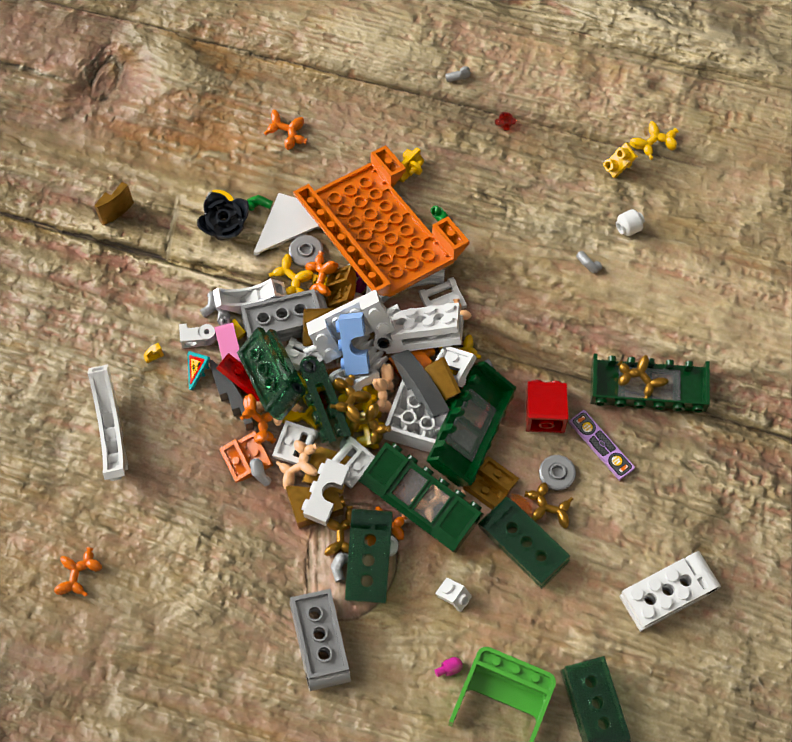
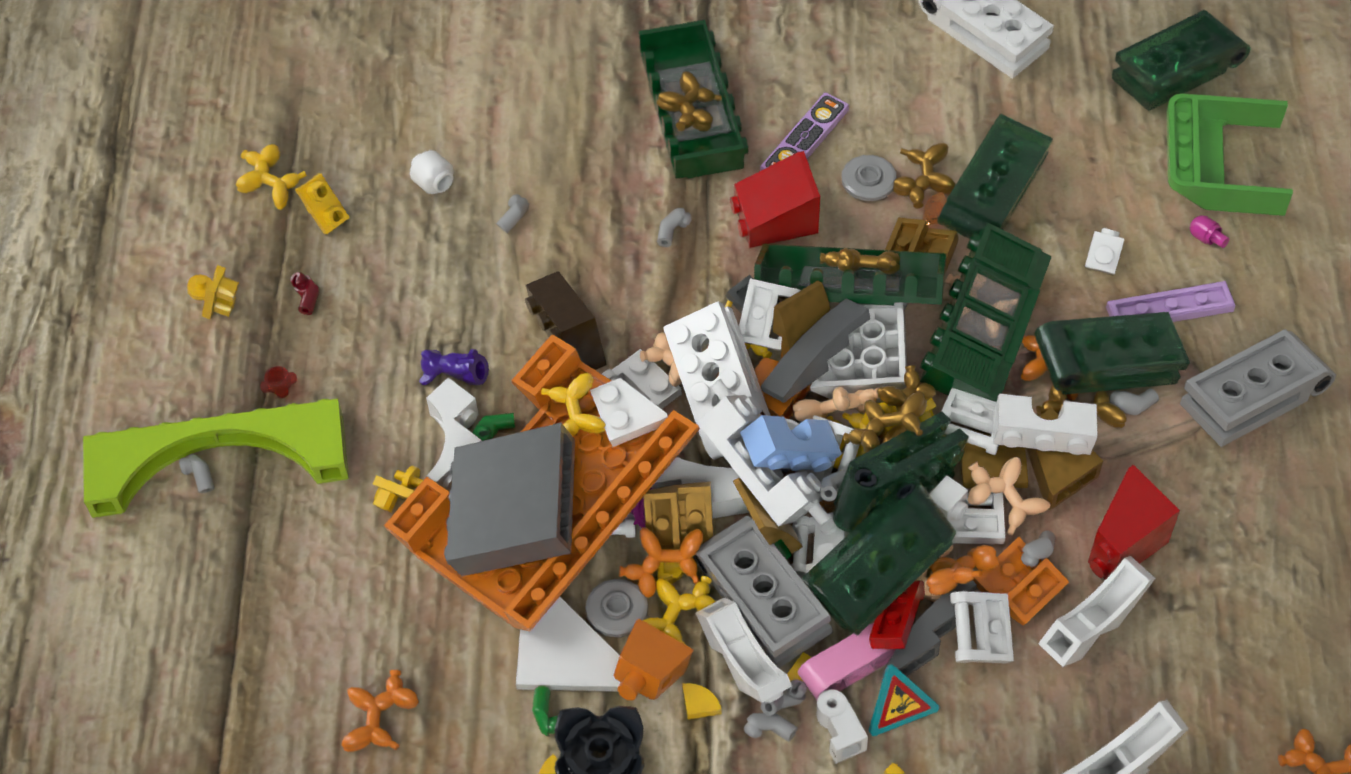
camera: 105 degrees left, 10 degrees down
(204, 480) = (1101, 612): none -> white arch
(220, 426) = (991, 627): none -> white plate
(237, 275) = (700, 701): none -> yellow tile
(250, 520) = (1134, 524): none -> red slope
(262, 251) = (650, 662): none -> orange torso
(300, 426) = (950, 498): none -> white plate
(330, 365) = (830, 484): none -> light grey arm
(370, 199) = (511, 500): none -> dark grey brick
(401, 620) = (1180, 303): none -> lavender tile
(407, 247) = (570, 396): none -> yellow piece
(407, 267) = (626, 411): none -> white wing
(453, 198) = (454, 412): none -> white arch
(462, 127) = (125, 460): none -> lime arch
(472, 441) = (851, 260): none -> pearl gold piece
(480, 211) = (469, 367): none -> dark purple animal
(495, 265) = (566, 317): none -> dark brown wedge
(554, 345) = (669, 223): none -> light grey arm
(565, 146) = (307, 290): none -> dark red arm
(570, 94) = (217, 294): none -> yellow hips

